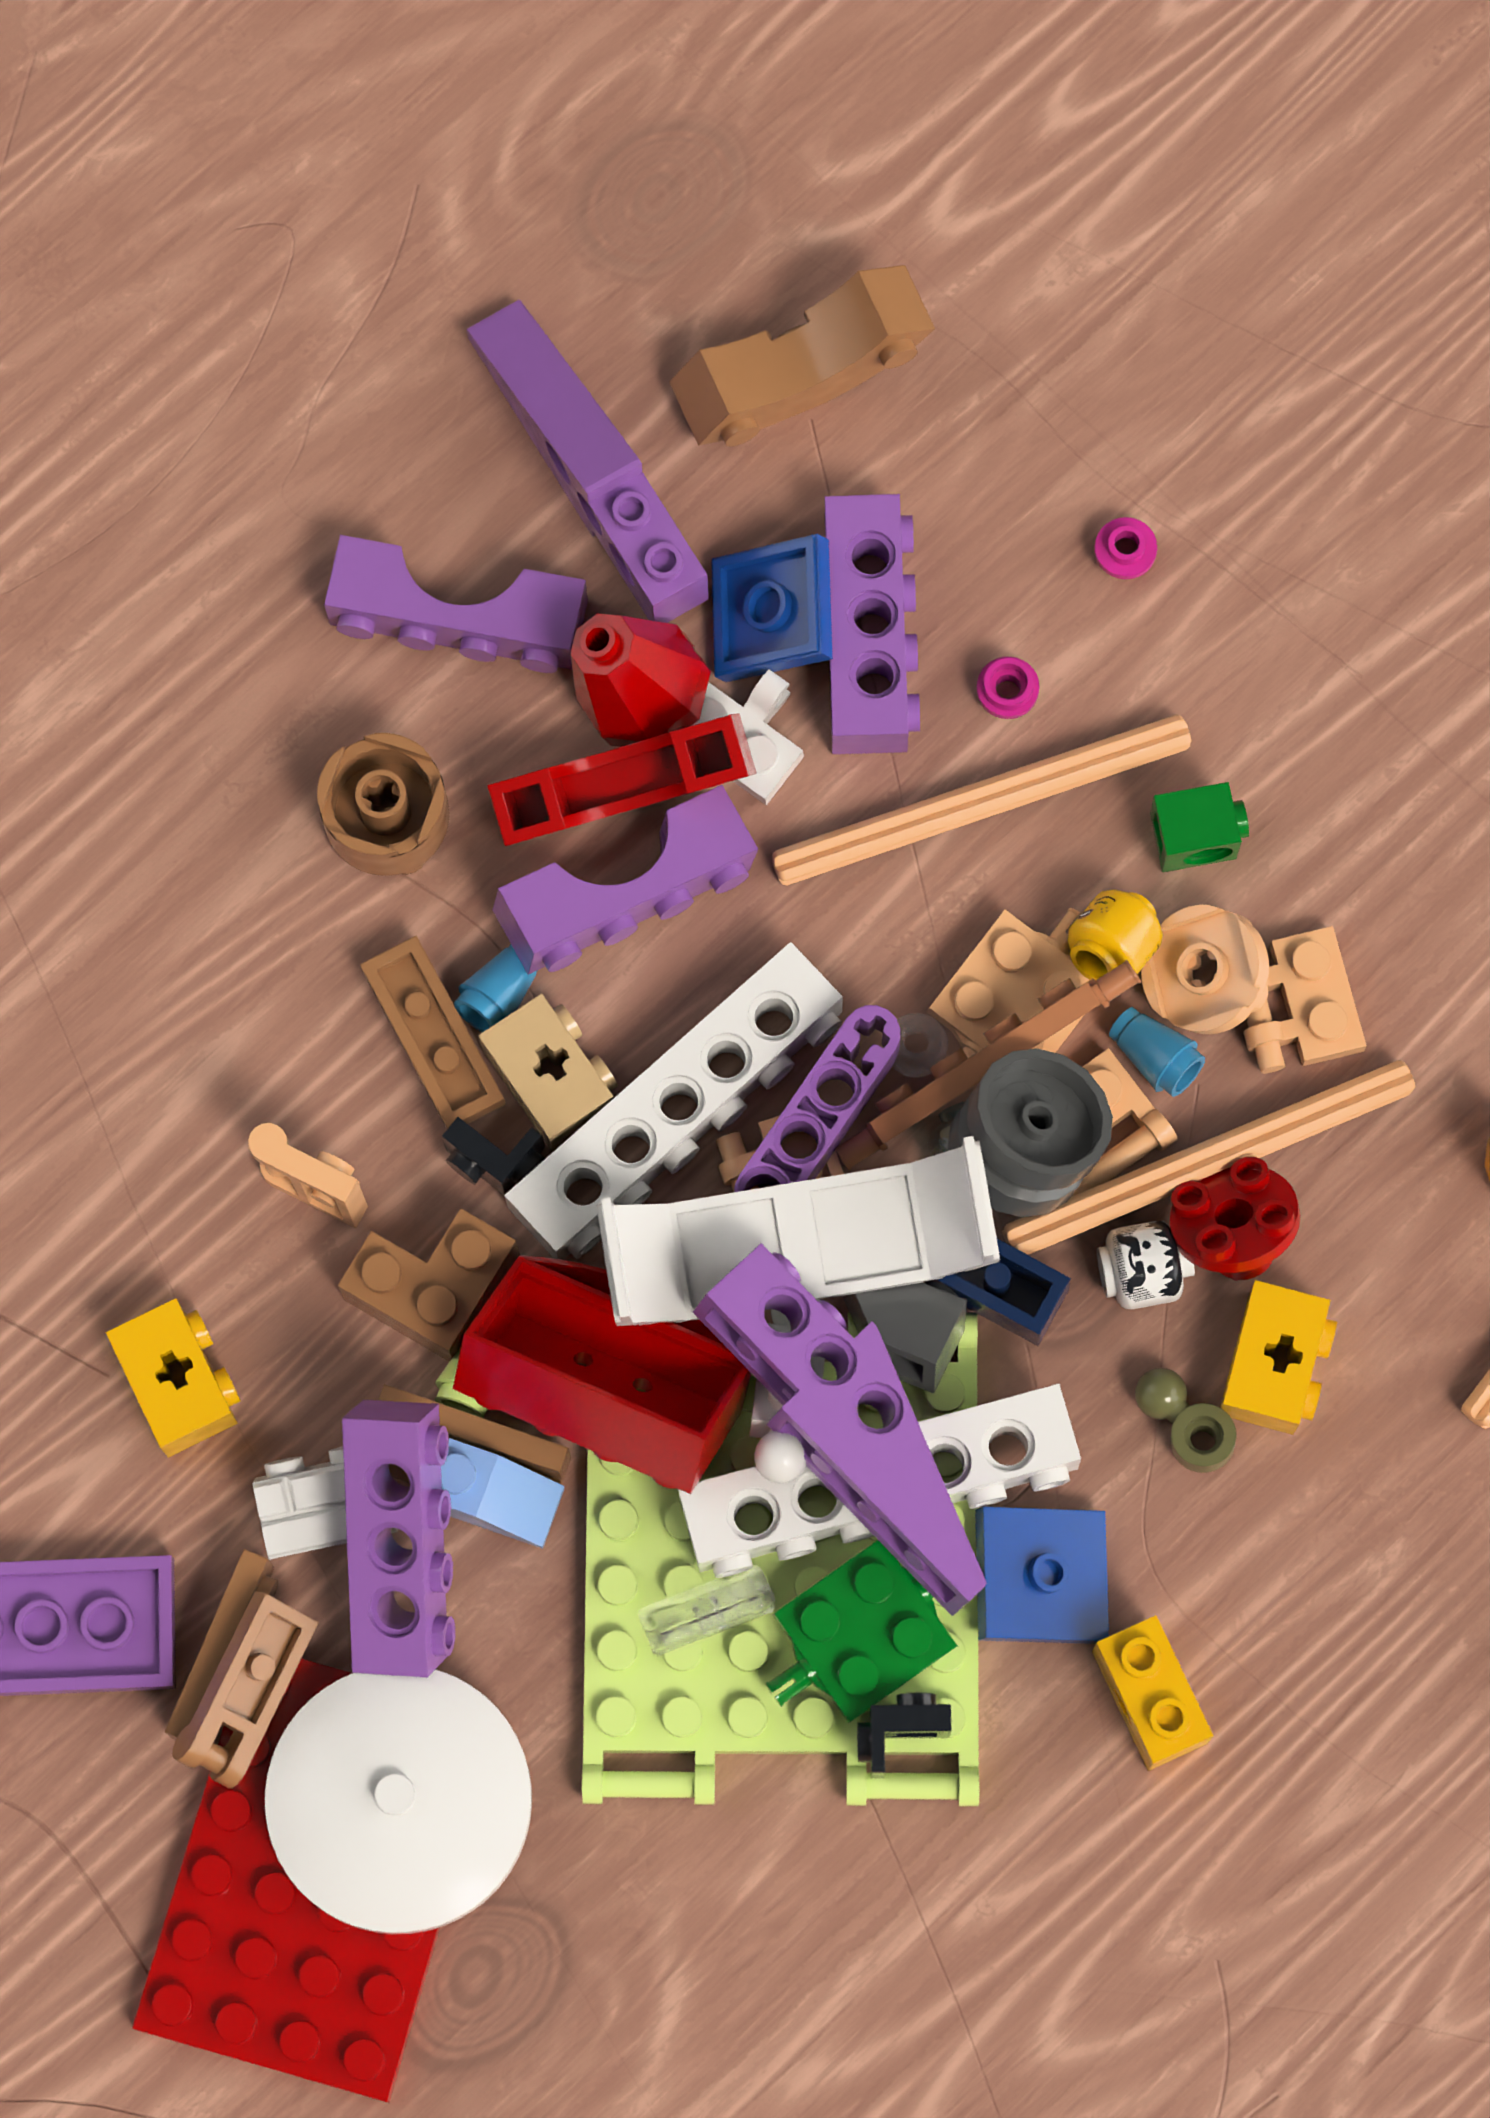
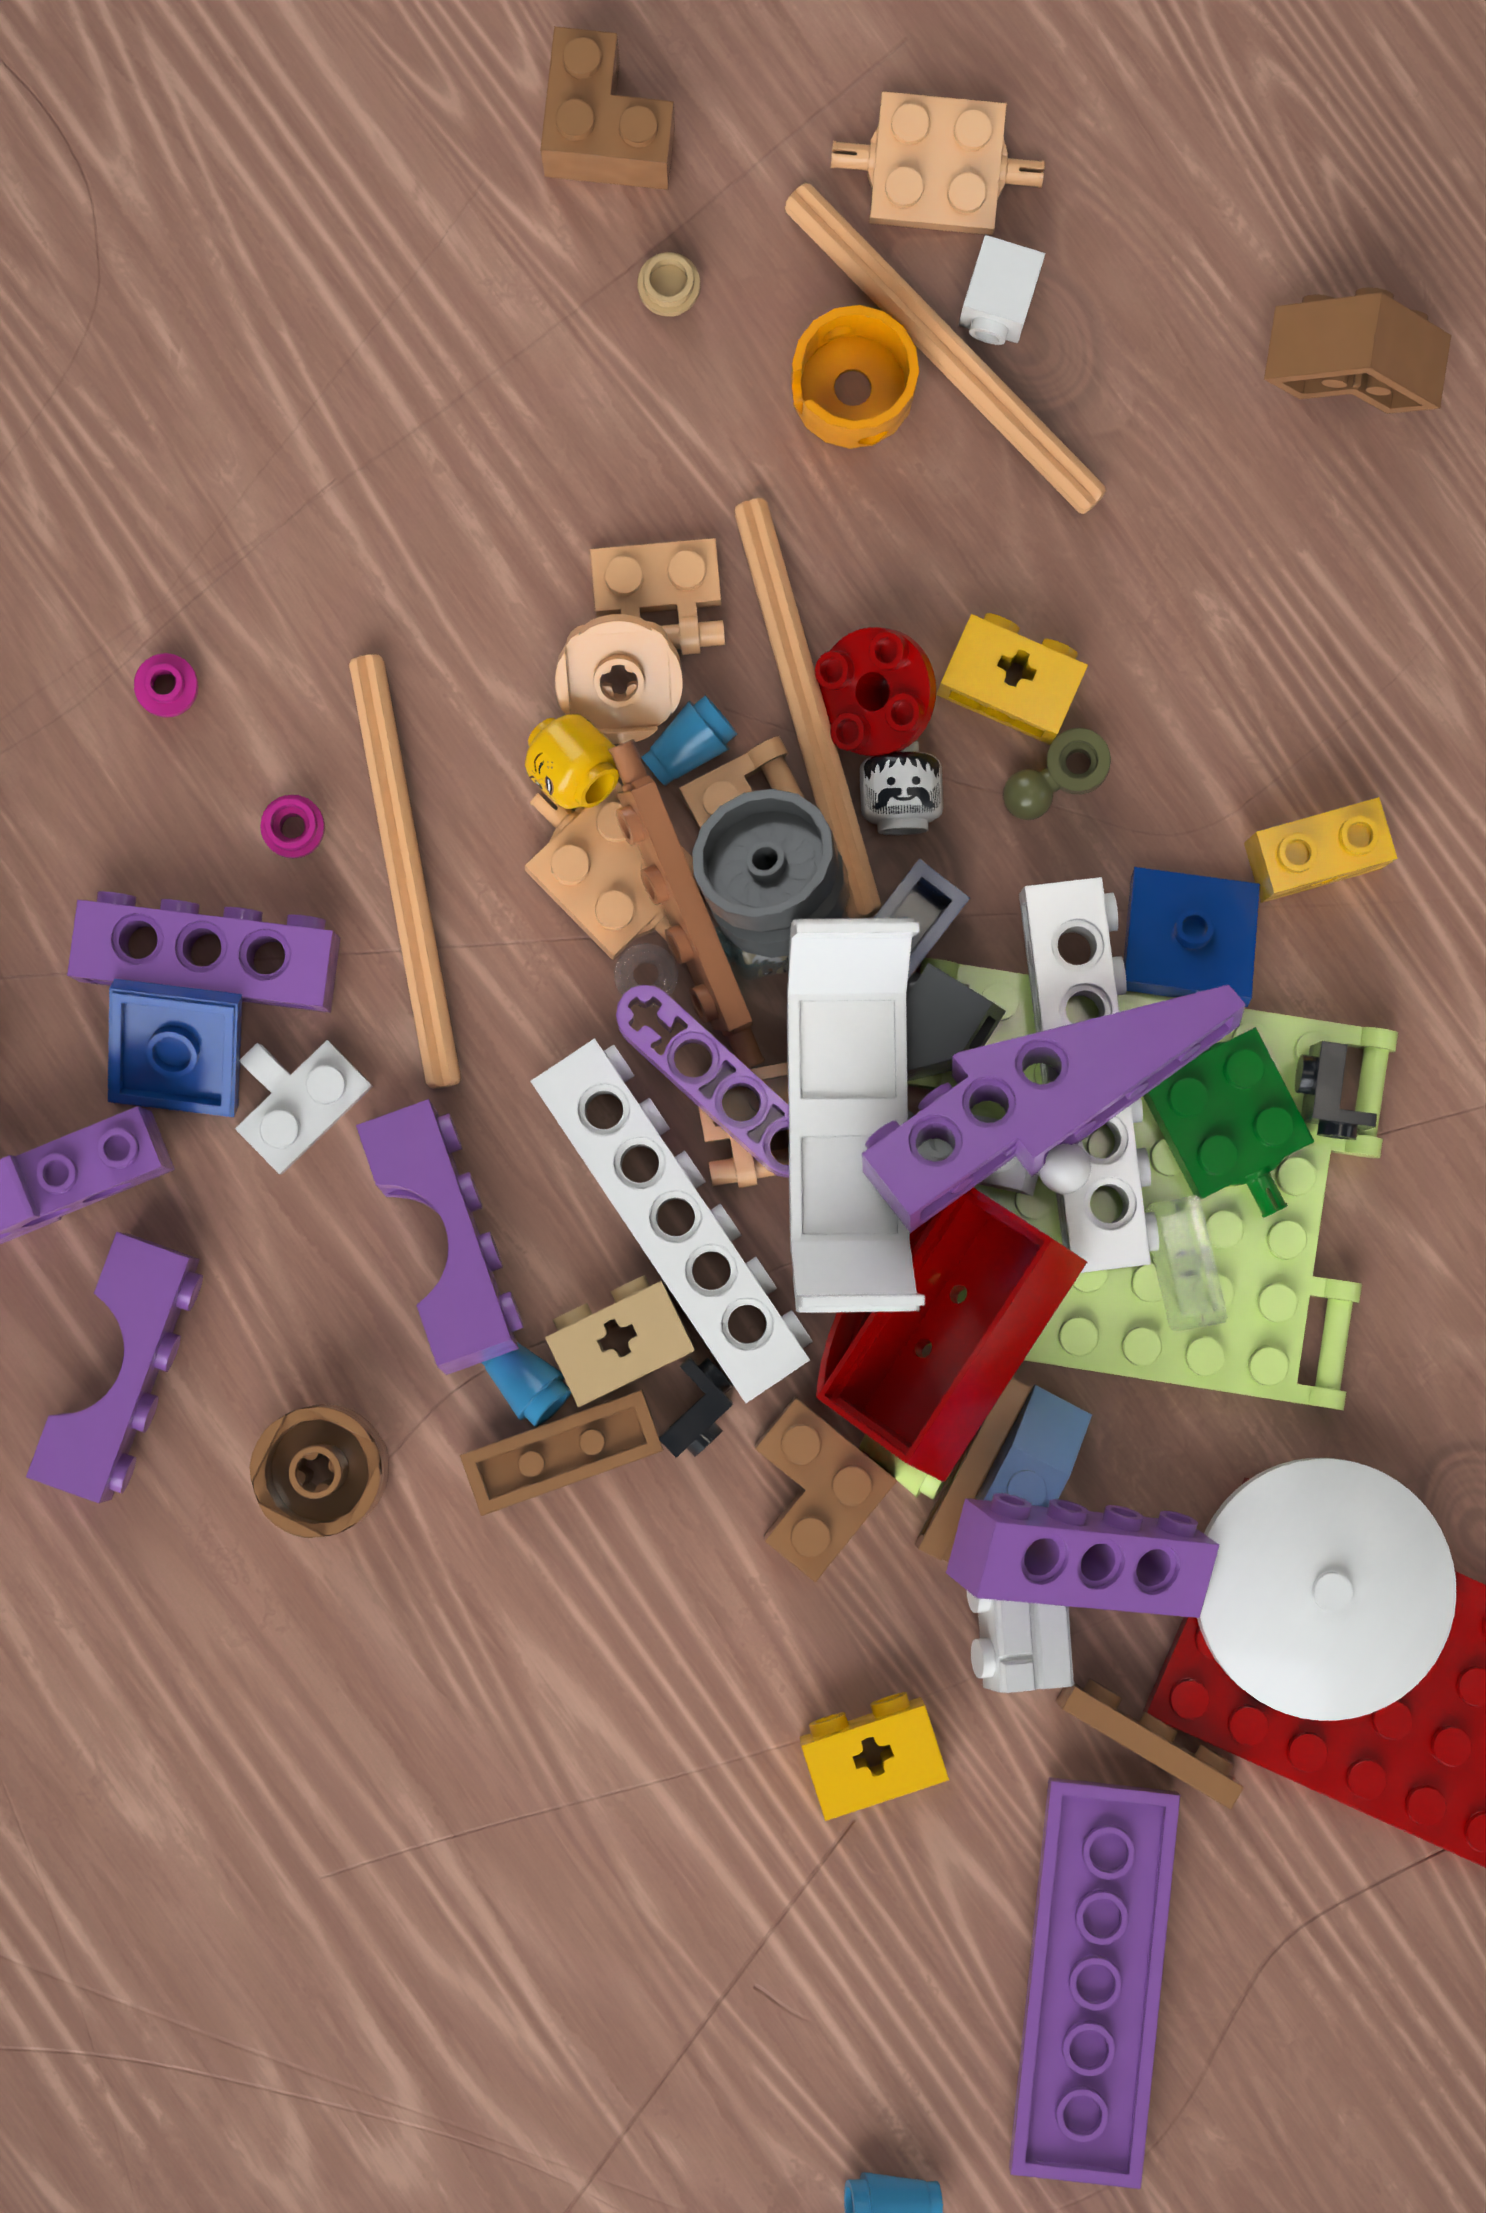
camera: 90 degrees left, 10 degrees up
(246, 1689) = (1203, 1724): plate -> none
(317, 1182) = (706, 1583): light nougat plate -> none
(622, 779) = (336, 1261): red arch -> none
(637, 677) = (230, 1192): red cone -> none
(1198, 826) = (469, 662): green brick -> none

